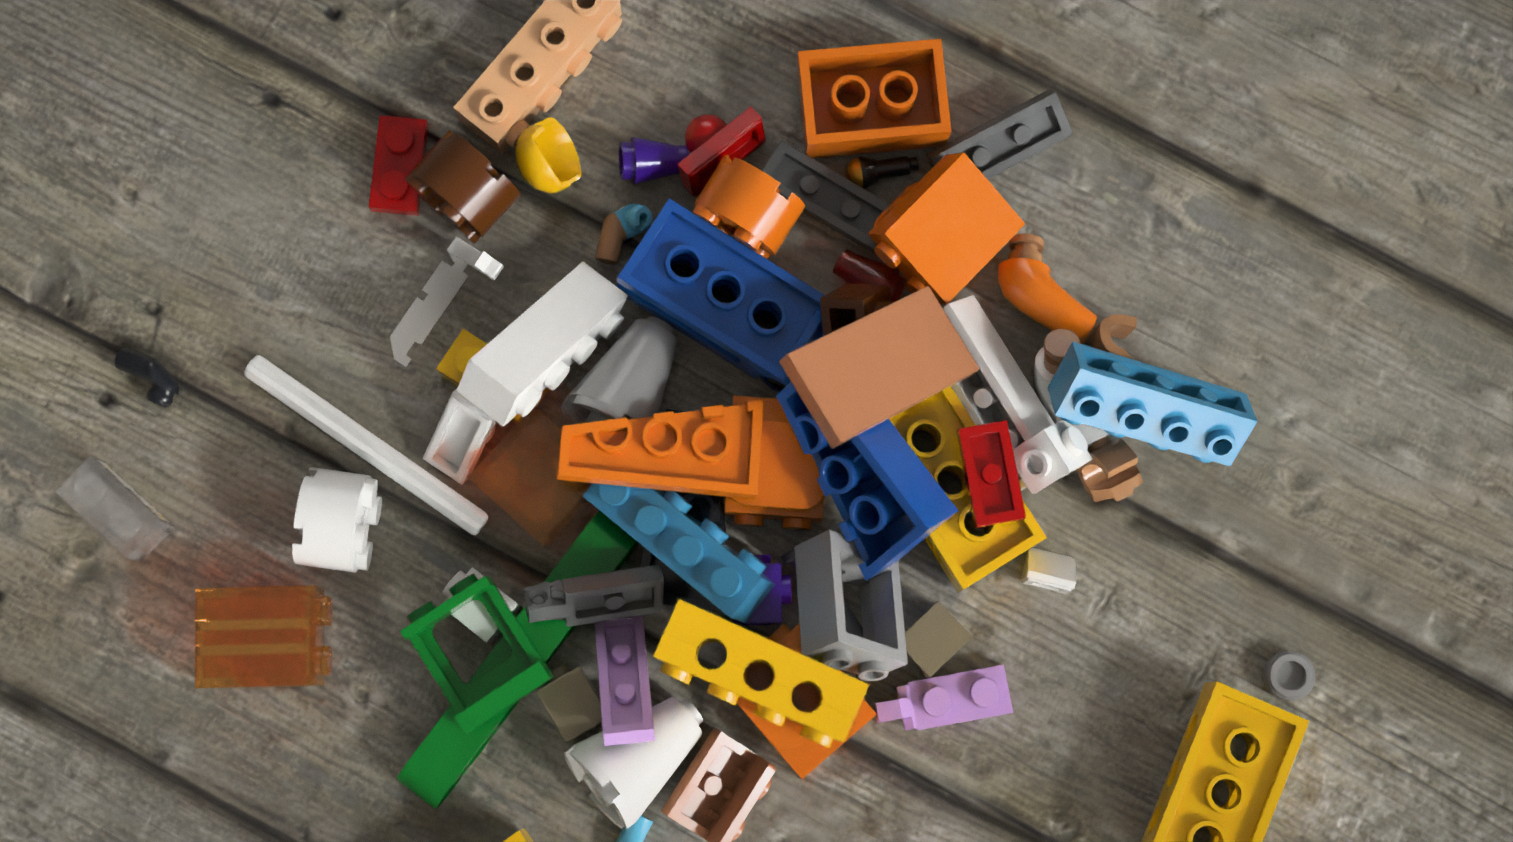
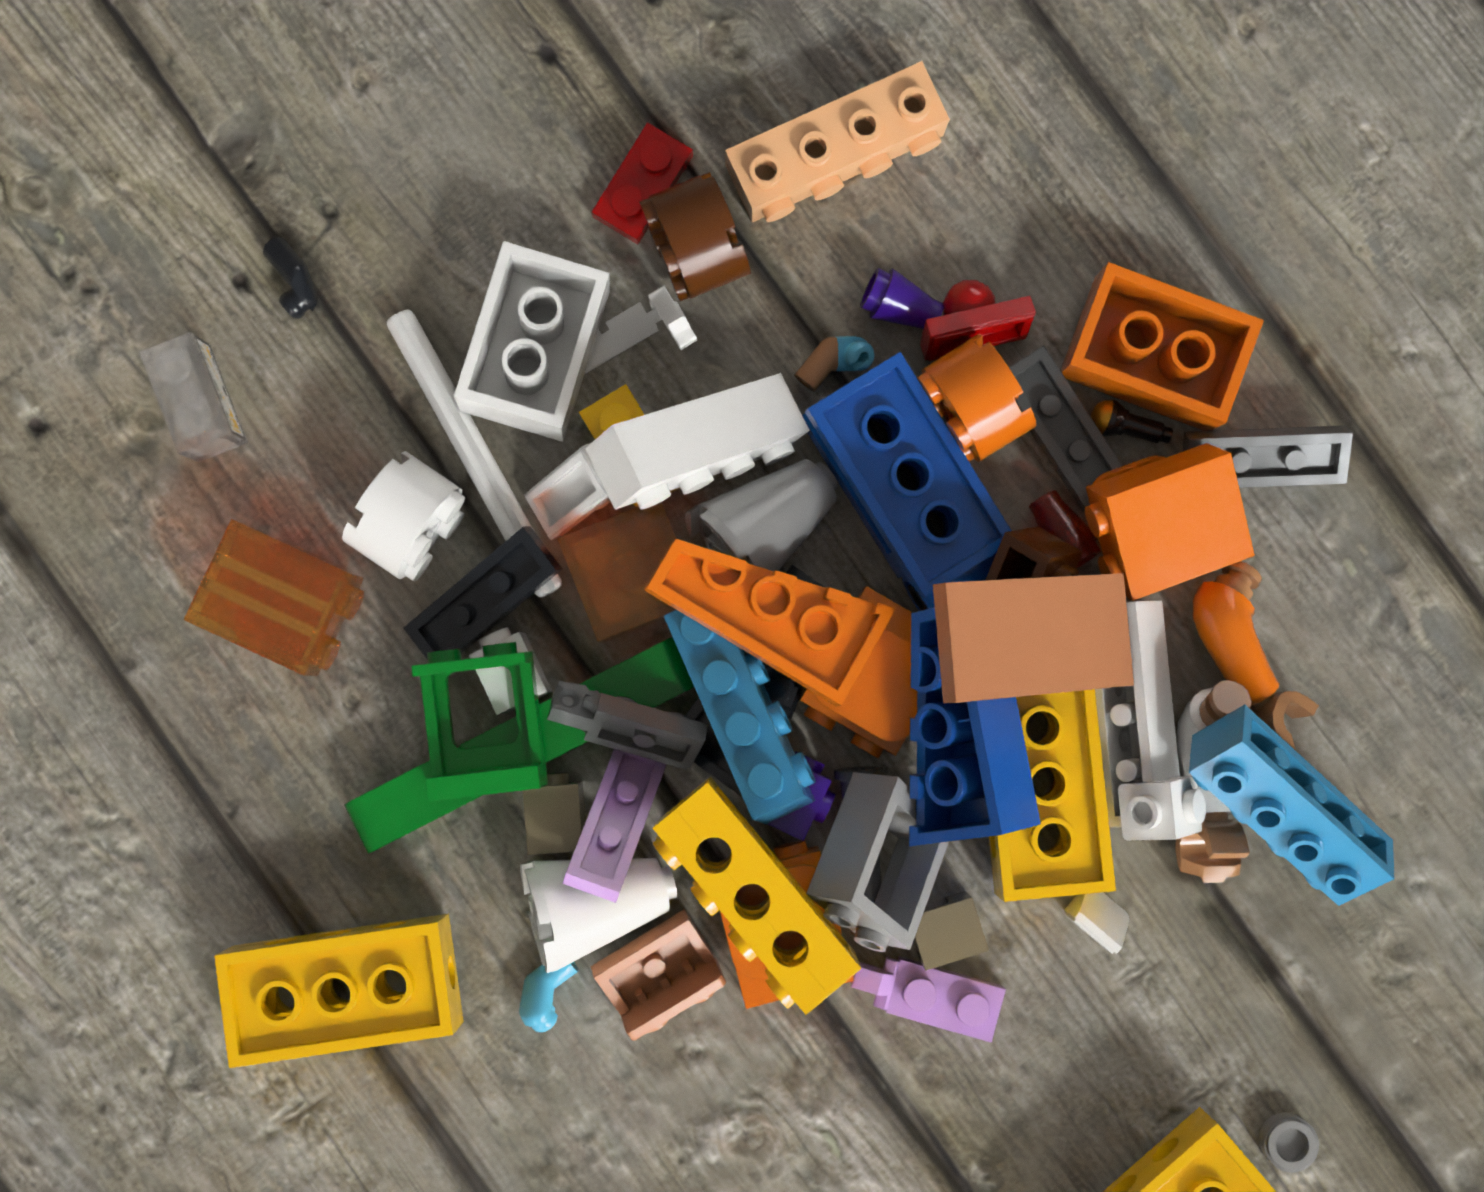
camera: 30 degrees right, 5 degrees up
(372, 331) = (532, 341): none -> white brick
(430, 551) = (485, 594): none -> black plate
(547, 157) = (796, 247): yellow hair -> none
(991, 474) = (1092, 800): red plate -> none

